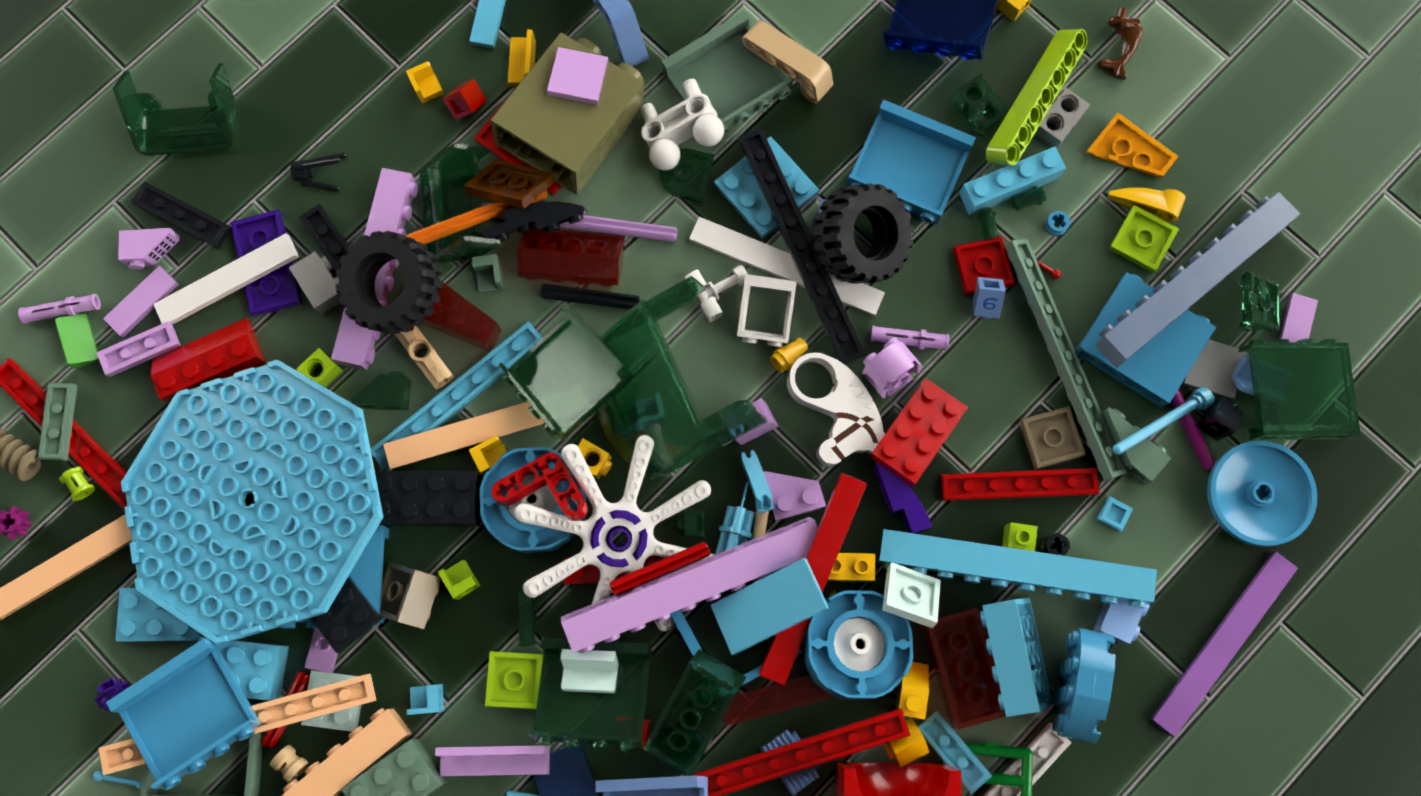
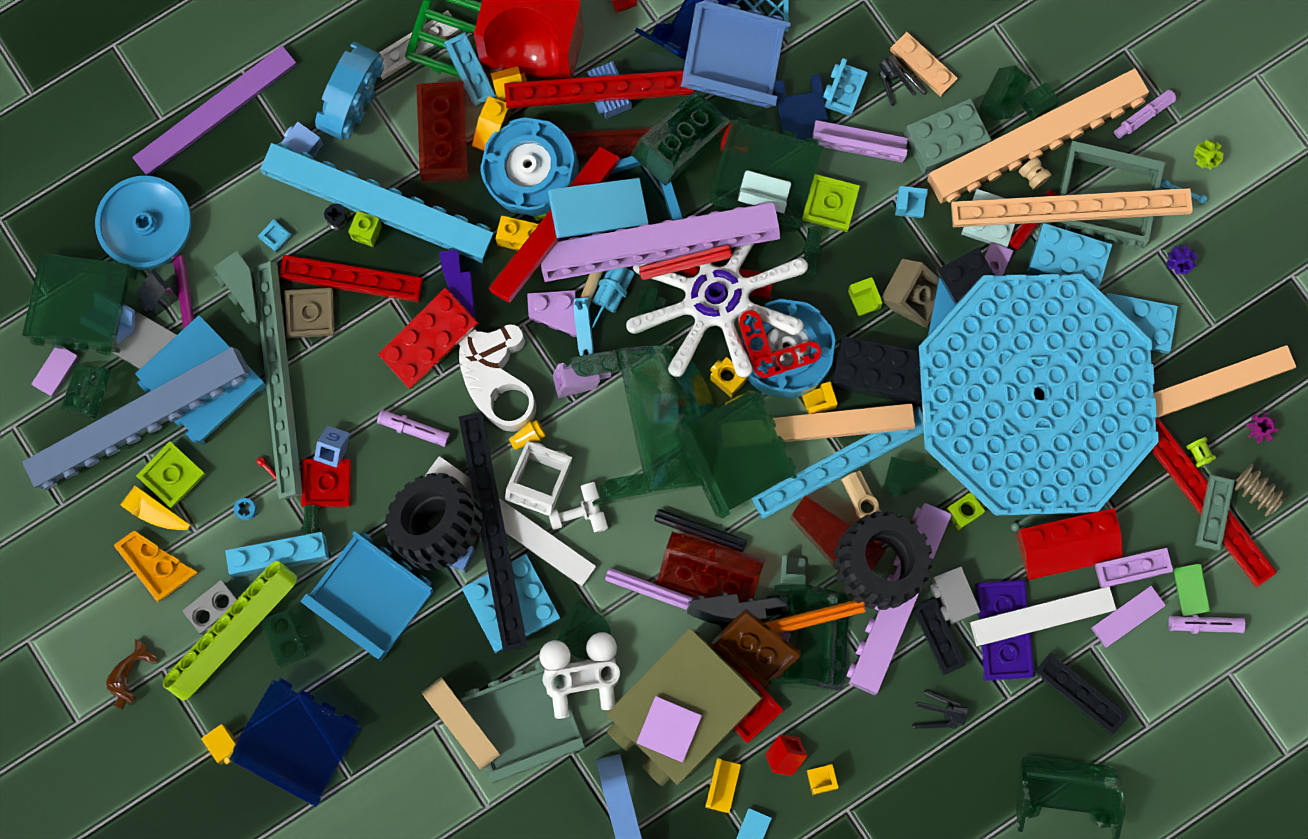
camera: 170 degrees left, 0 degrees up
(145, 246) = (1120, 667): lavender slope -> none
(185, 713) = (1112, 220): dark azure panel -> none
(891, 368) = (438, 398): lavender brick -> none
(911, 595) = (473, 195): light aqua plate -> none
(1017, 657) = (397, 127): medium azure slope -> none
(1029, 198) = (264, 536): clear green pin -> none
(1199, 400) = (168, 316): medium azure piece -> none

